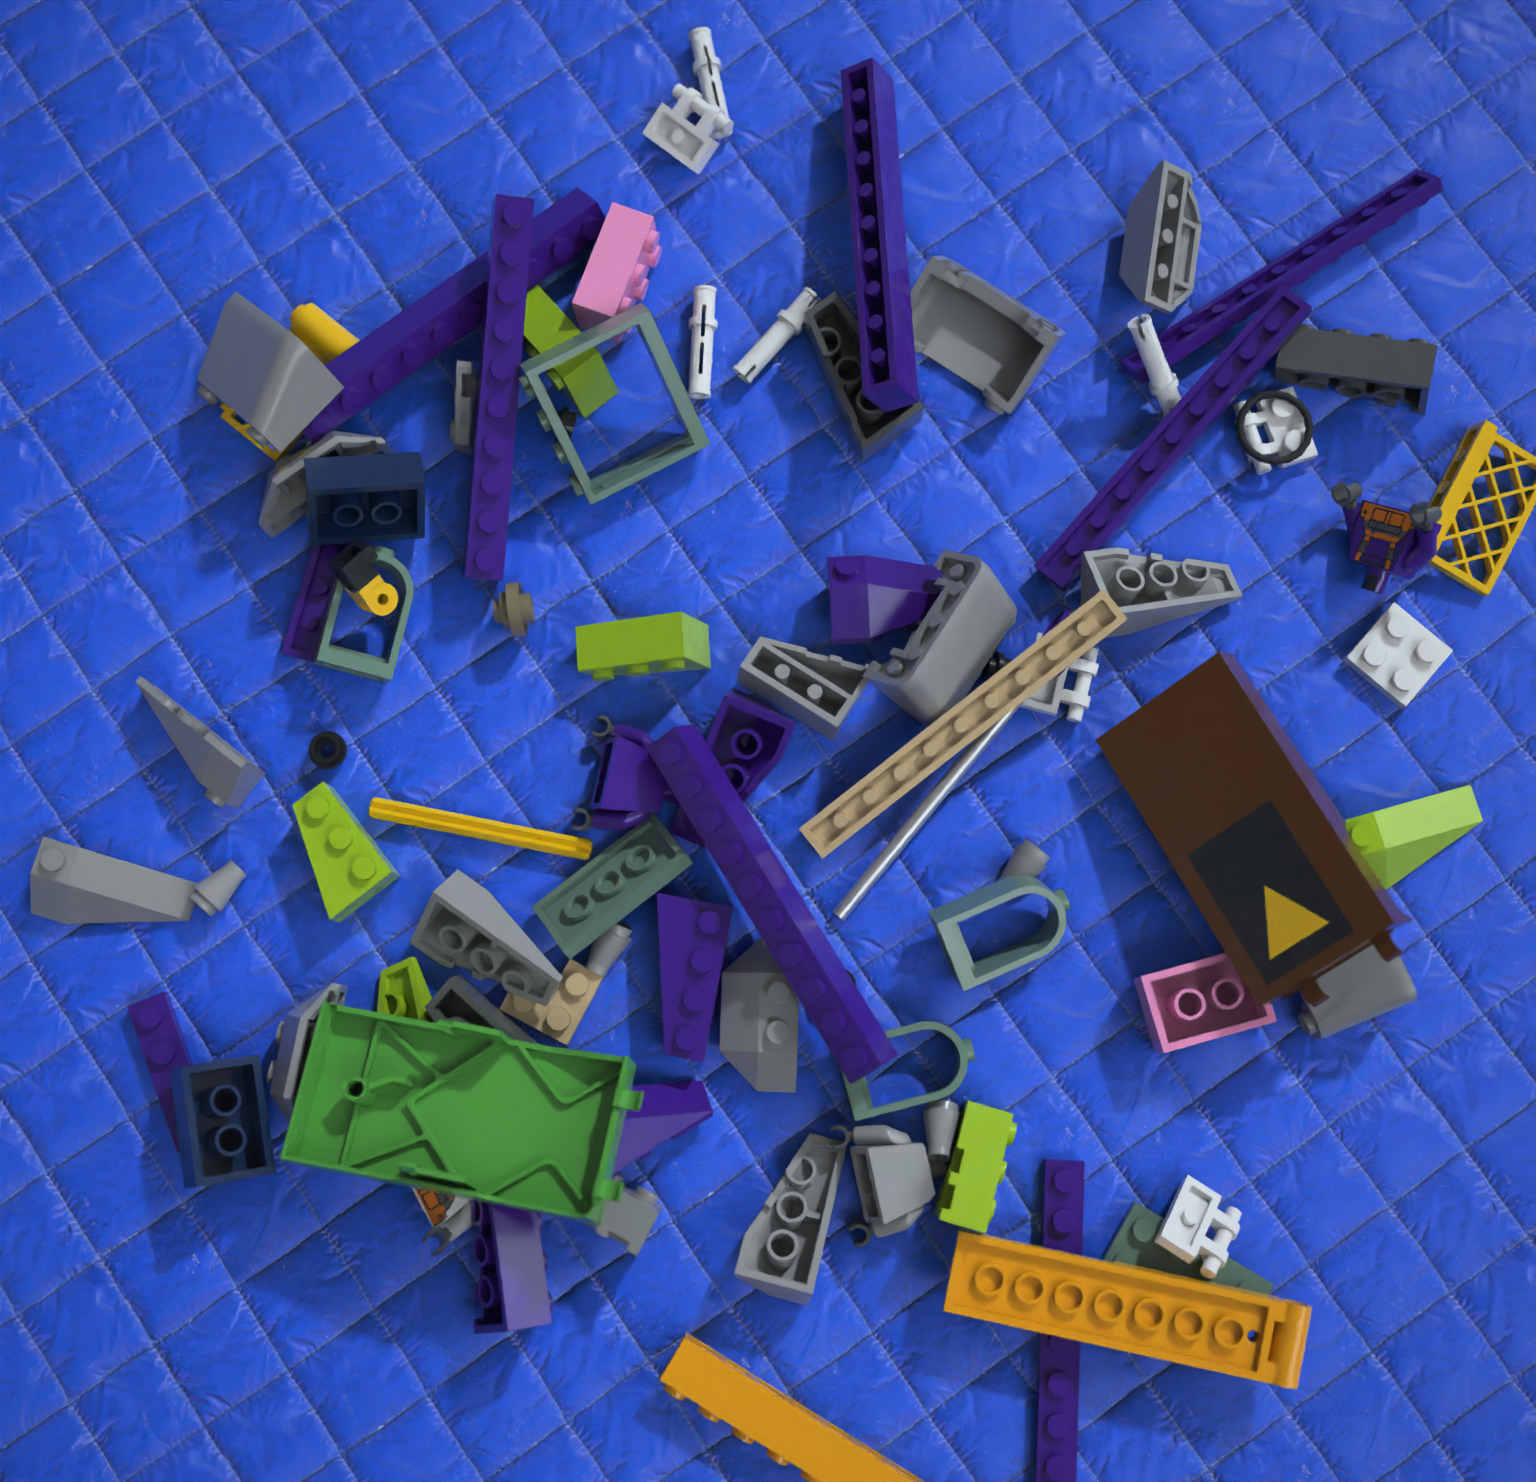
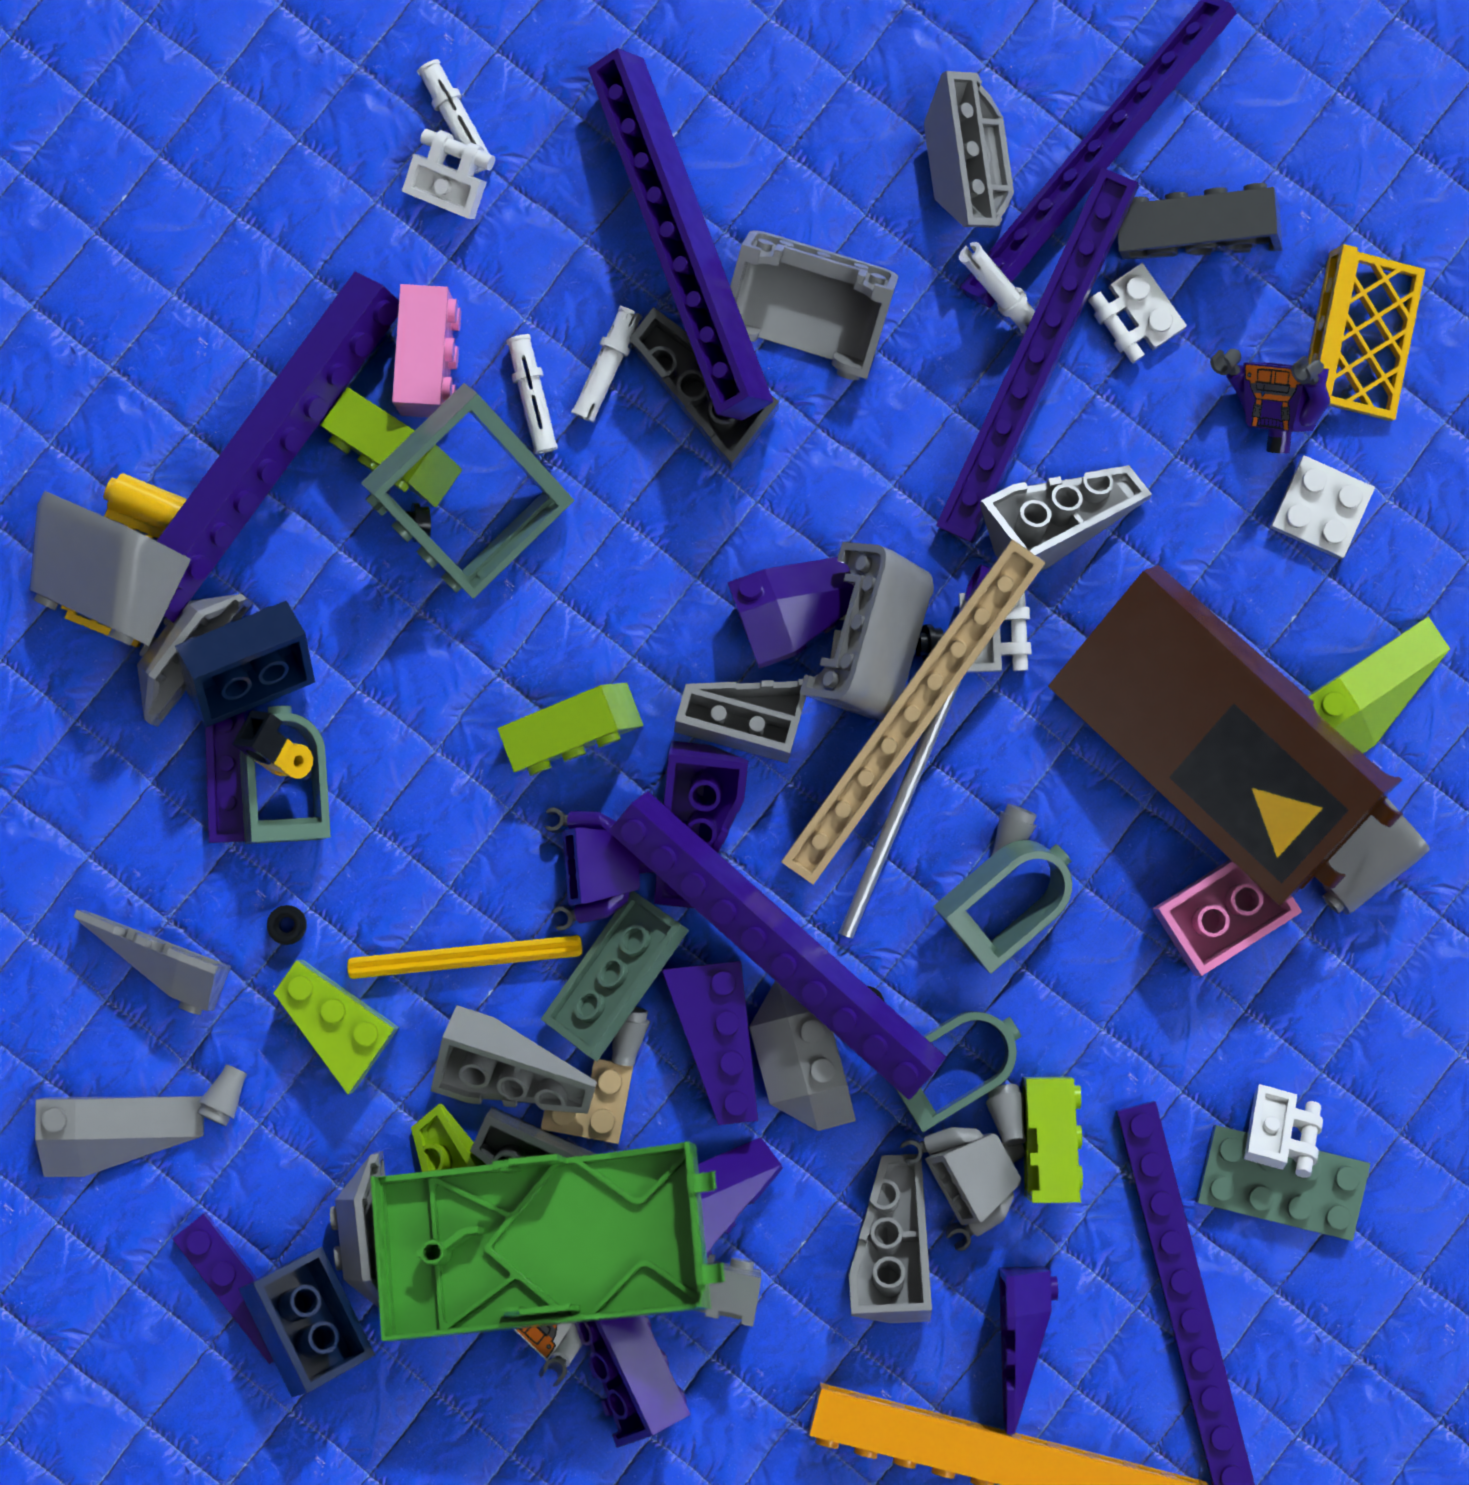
camera: 20 degrees left, 5 degrees up
(465, 403) = (313, 527): light grey wing -> none
(498, 387) = (344, 512): dark purple brick -> none
(514, 609) = (430, 728): dark tan plate -> none
(898, 1331) = (1023, 1321): none -> dark purple wedge
(1128, 1308) = (1236, 1230): light orange hinge -> none
(1268, 459) = (1140, 347): black piece -> none

